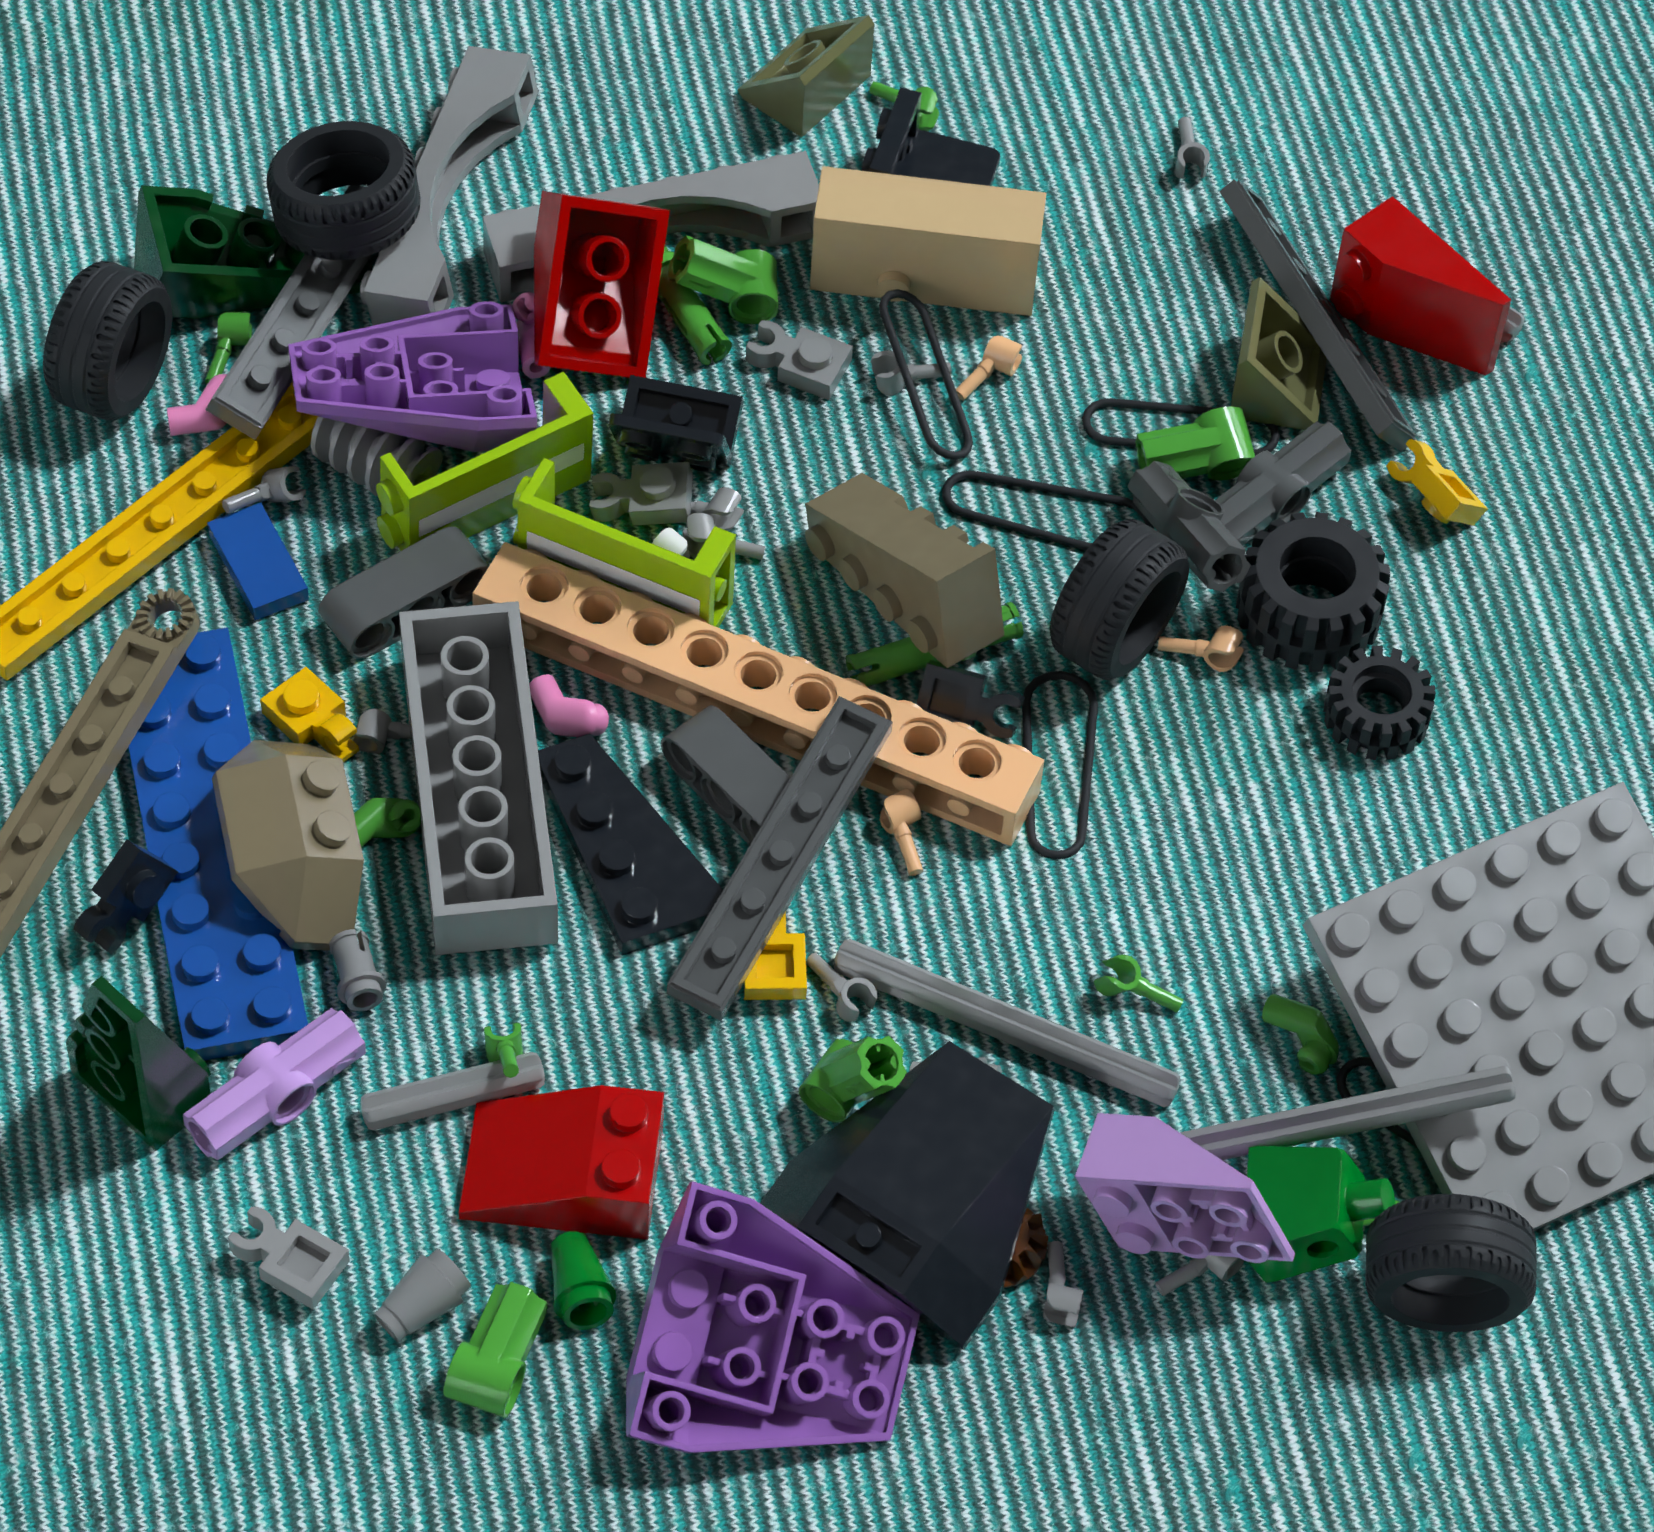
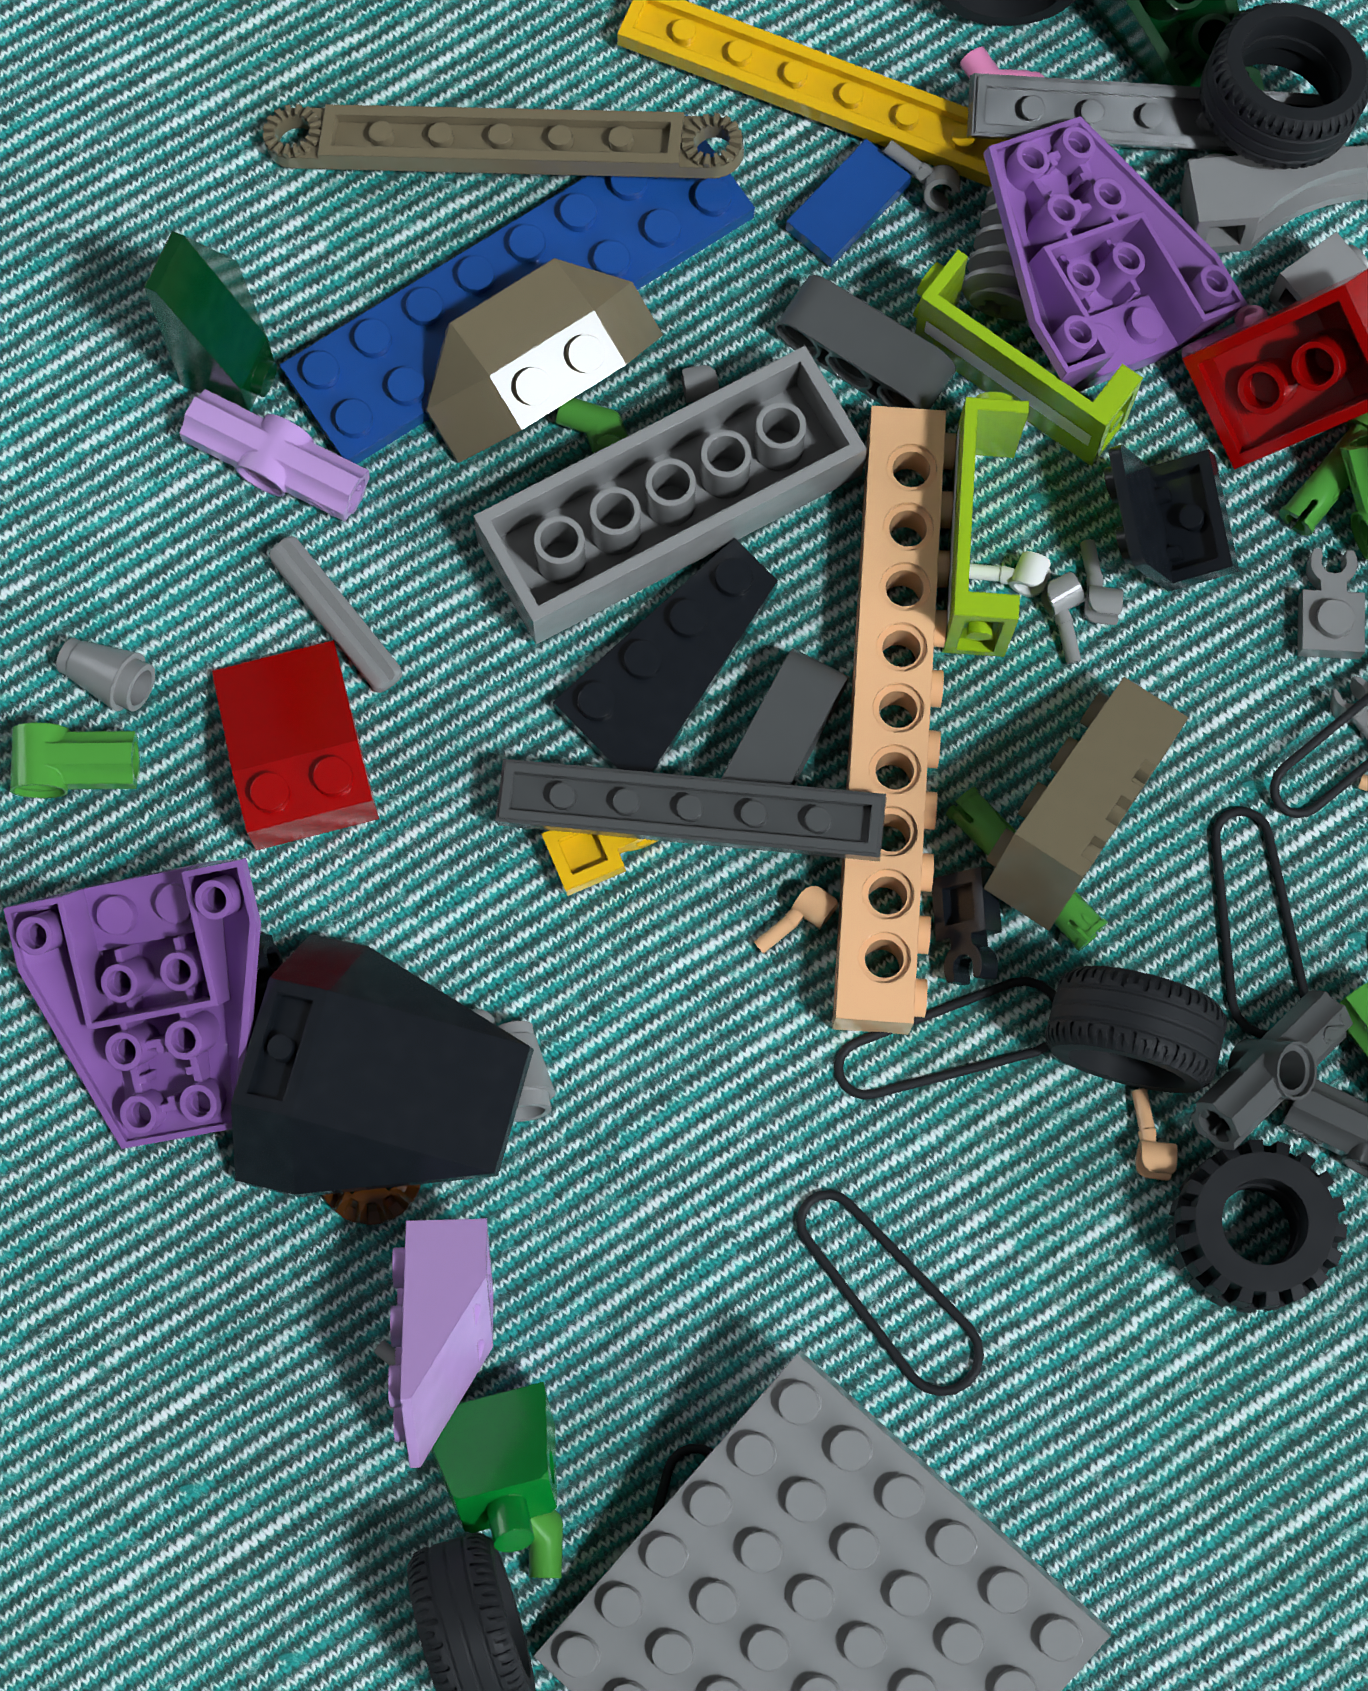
camera: 70 degrees right, 20 degrees up
(126, 889) = (415, 237): black plate -> none
(232, 330) = (1102, 64): bright green hand -> none
(294, 1262) = (103, 550): light grey plate -> none
(310, 710) = (694, 319): yellow plate -> none
(359, 982) = (425, 477): light grey pin -> none
(504, 1049) = (388, 642): bright green hand -> none
(566, 715) = (792, 552): bright pink arm -> none
(580, 1283) = (173, 804): green cone -> none
(650, 497) = (1082, 526): light grey plate -> none
(843, 988) = (595, 922): light grey hand -> none
(852, 1074) = (474, 969): bright green piece -> none
(1008, 1023) = (615, 1098): light grey axle -> none
(1061, 1302) = (323, 1255): light grey hand -> none
(1131, 980) = (709, 1203): bright green hand -> none
(1266, 910) = (863, 1312): none -> black piece
(1317, 1039) = (728, 1395): bright green arm -> none
(1358, 1113) = (601, 1457): light grey axle -> none
(1385, 676) = (1194, 1334): black tyre -> none

